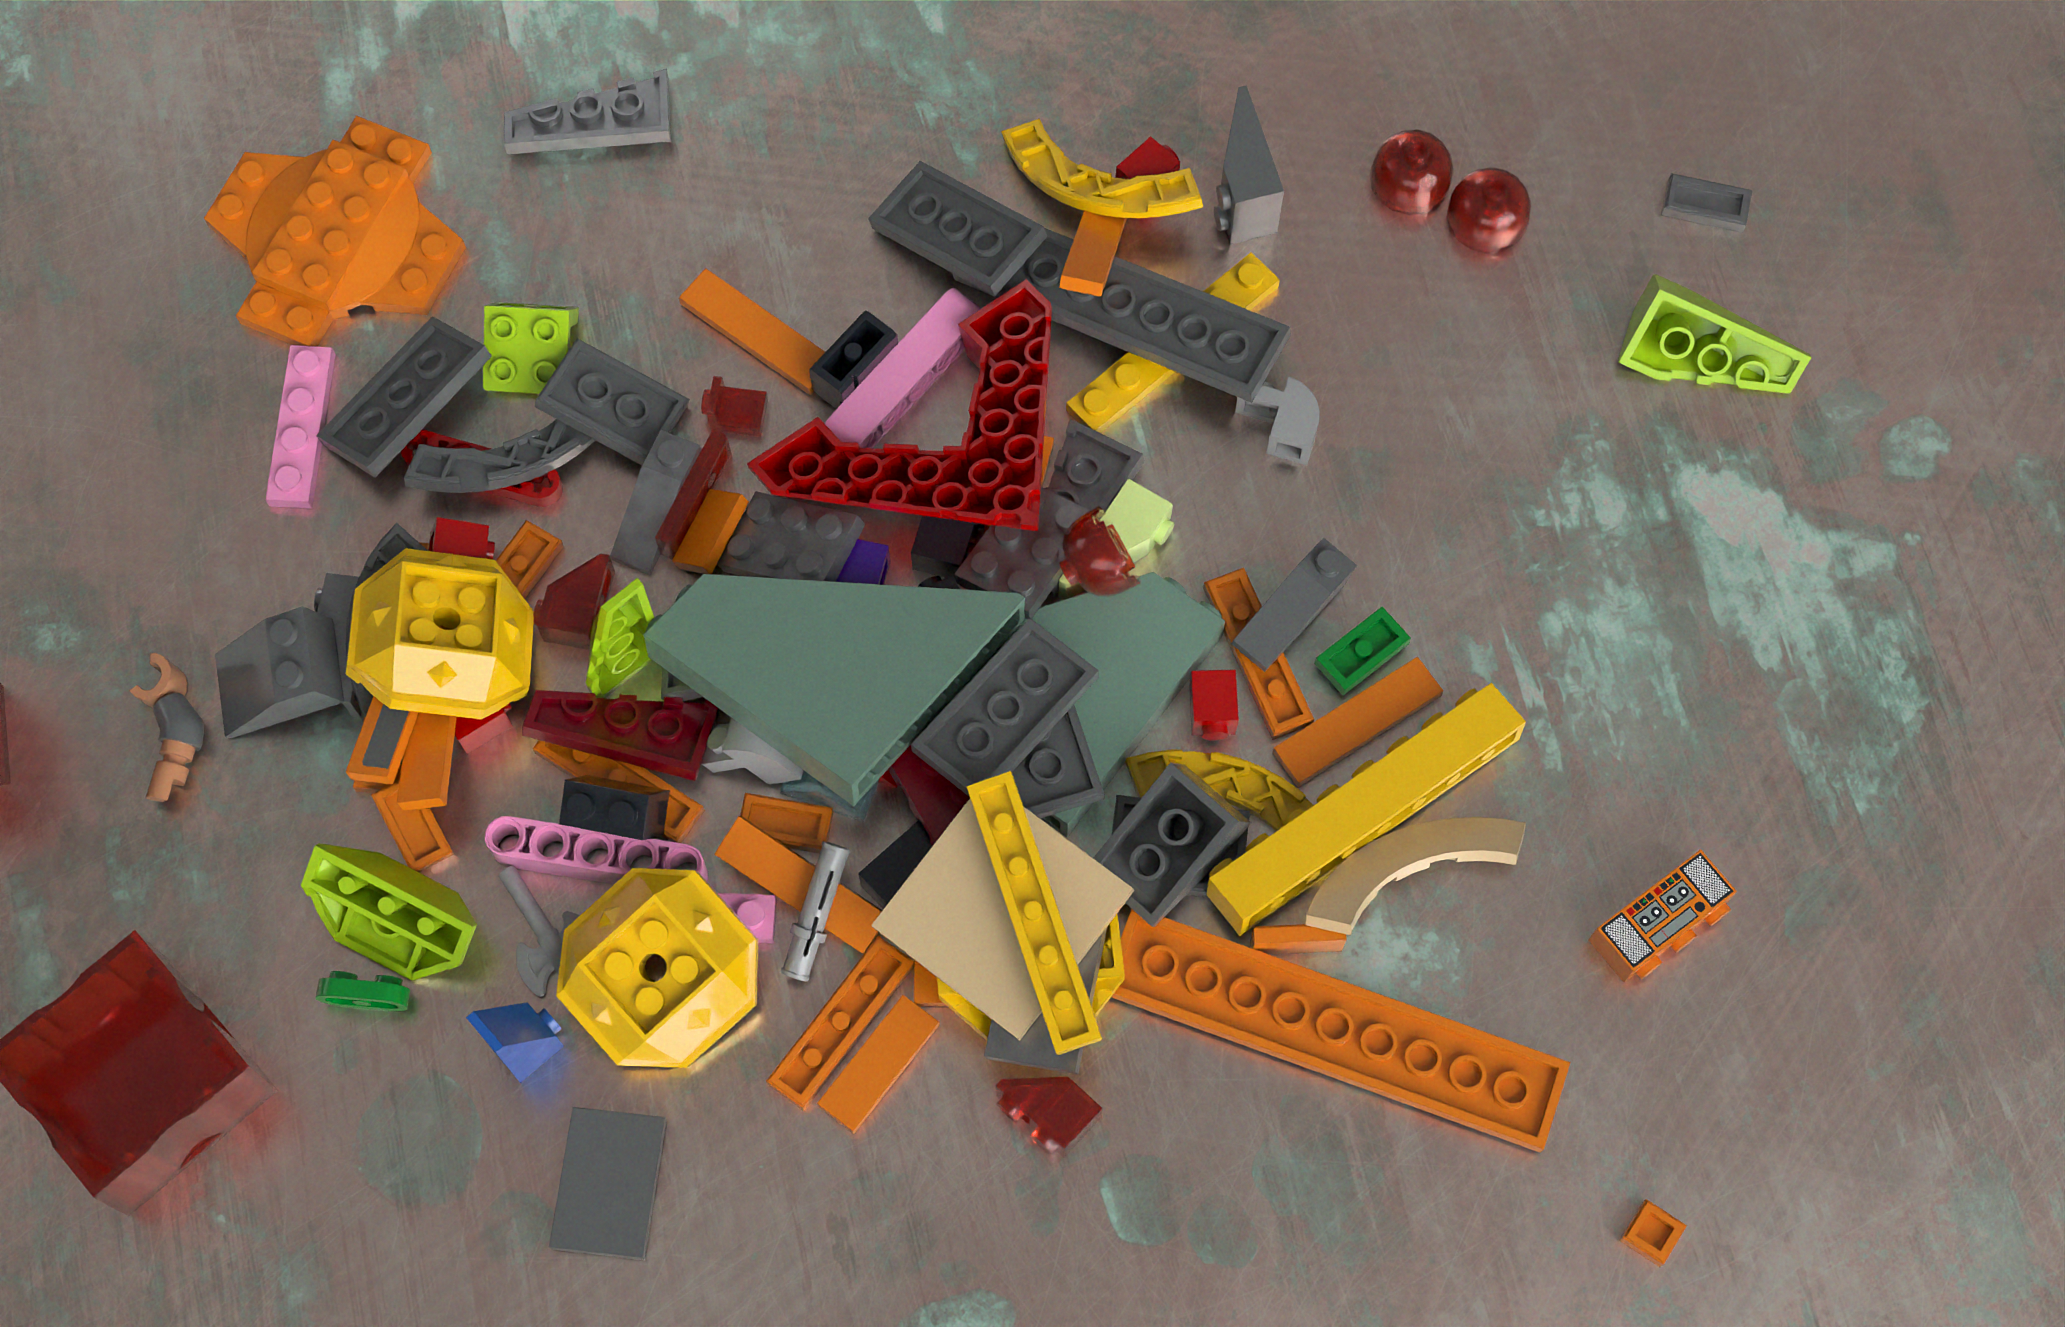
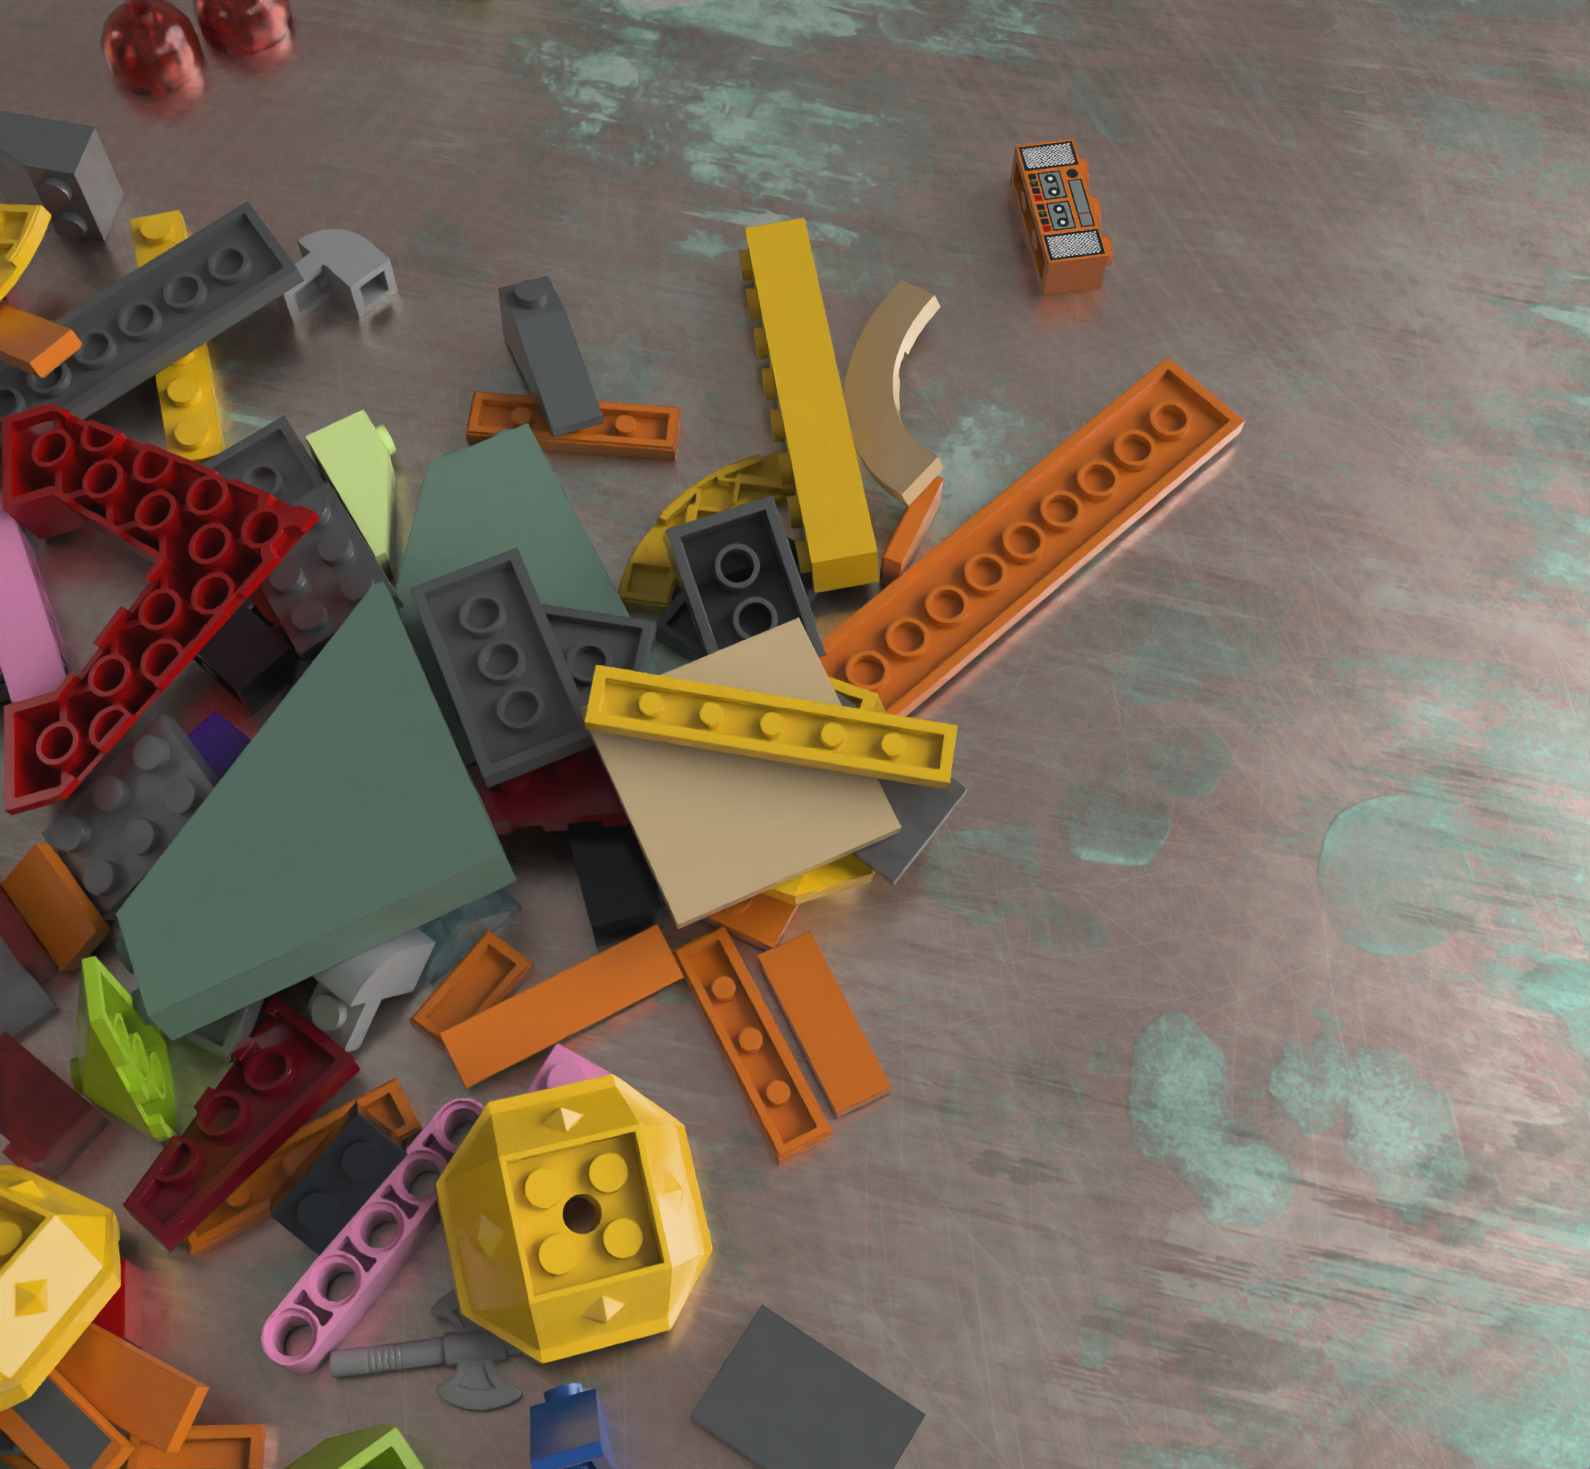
camera: 65 degrees left, 5 degrees down
(815, 911) = (615, 1008): light grey pin -> none
(1052, 1108) = (977, 856): clear red slope -> none
(1097, 556) = (381, 489): clear red cylinder -> none
(1213, 704) = (608, 485): red brick -> none
(1357, 722) = (706, 375): orange tile -> none
(1362, 651) = (634, 330): green plate -> none
(1653, 1233) = (1363, 379): orange tile -> none

